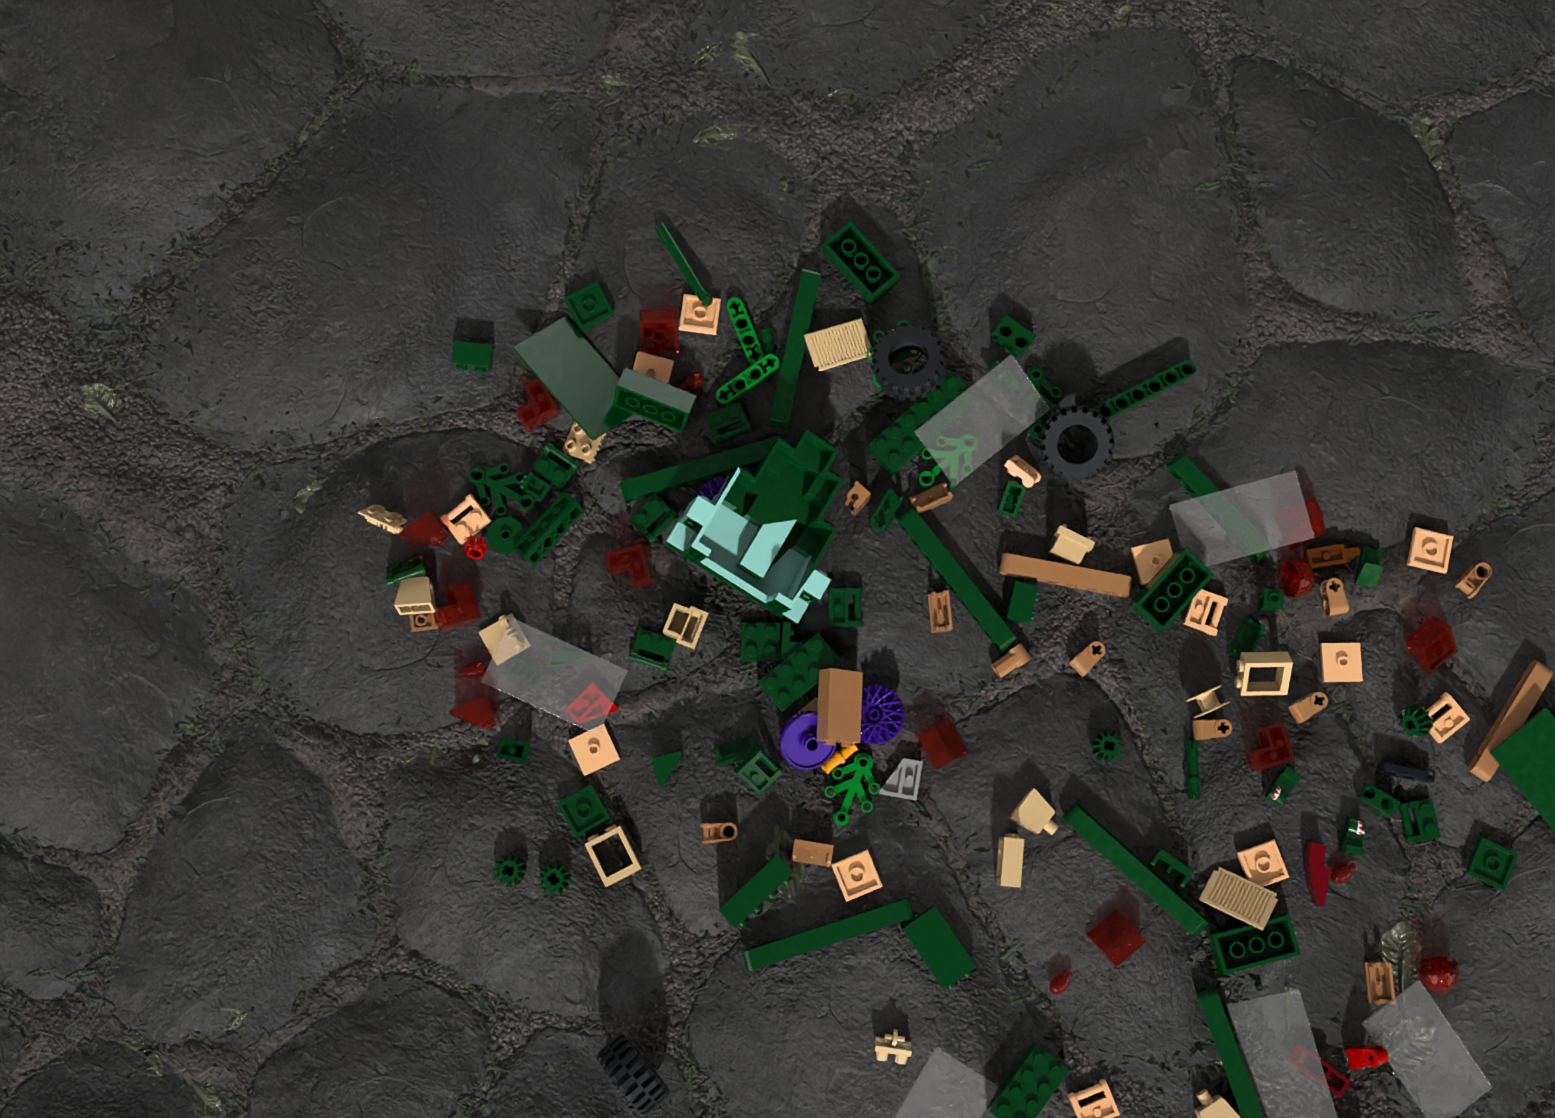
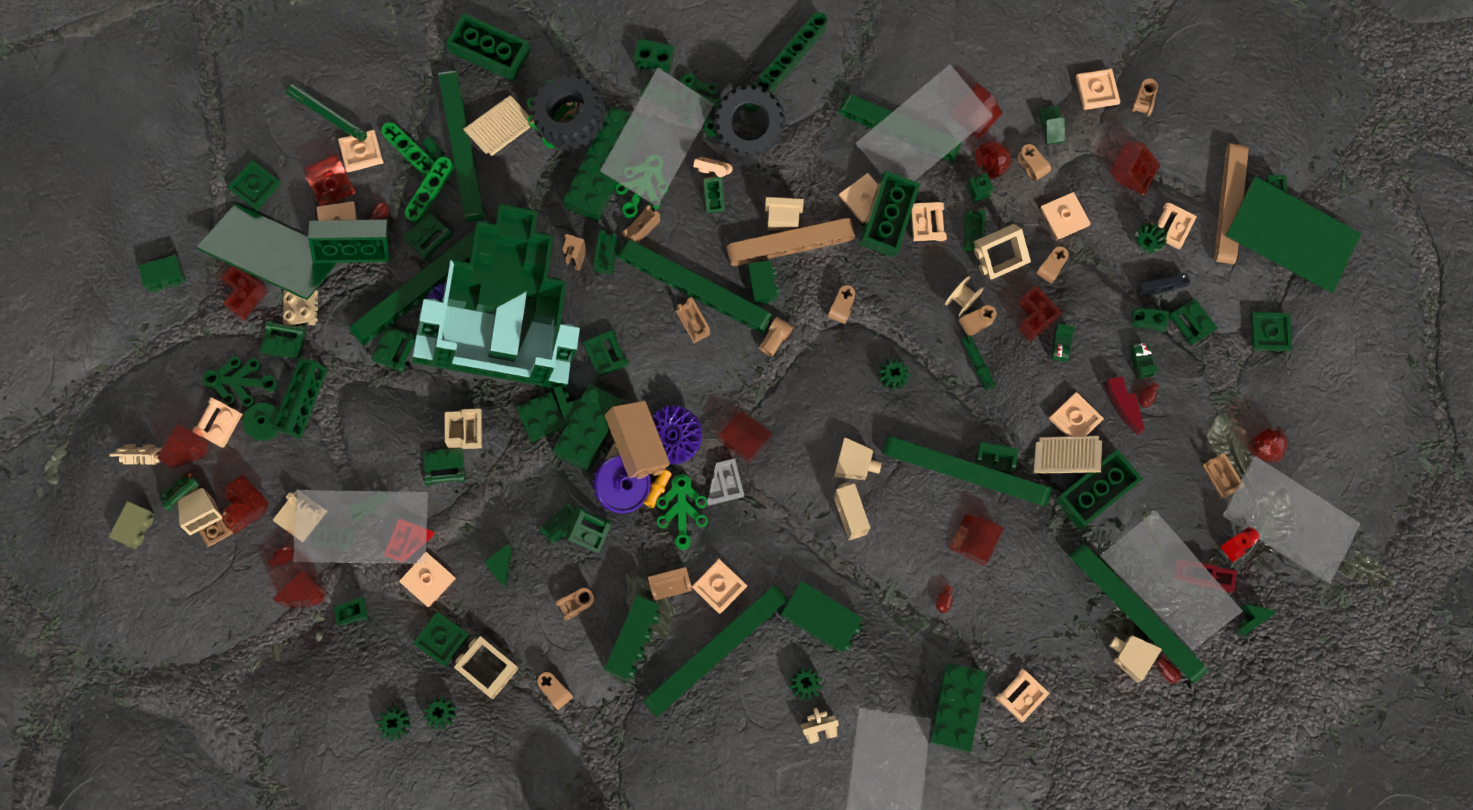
camera: 25 degrees left, 5 degrees down
(352, 583) = (132, 525): none -> olive brick
(475, 546) = (236, 443): red gear -> none
(535, 487) = (270, 365): dark green bracket -> none
(631, 560) = (389, 393): clear red brick -> none
(666, 908) = (556, 693): none -> medium nougat piece
(890, 1004) = (799, 686): none -> dark green gear
(1330, 555) = (1014, 128): reddish brown hinge -> none

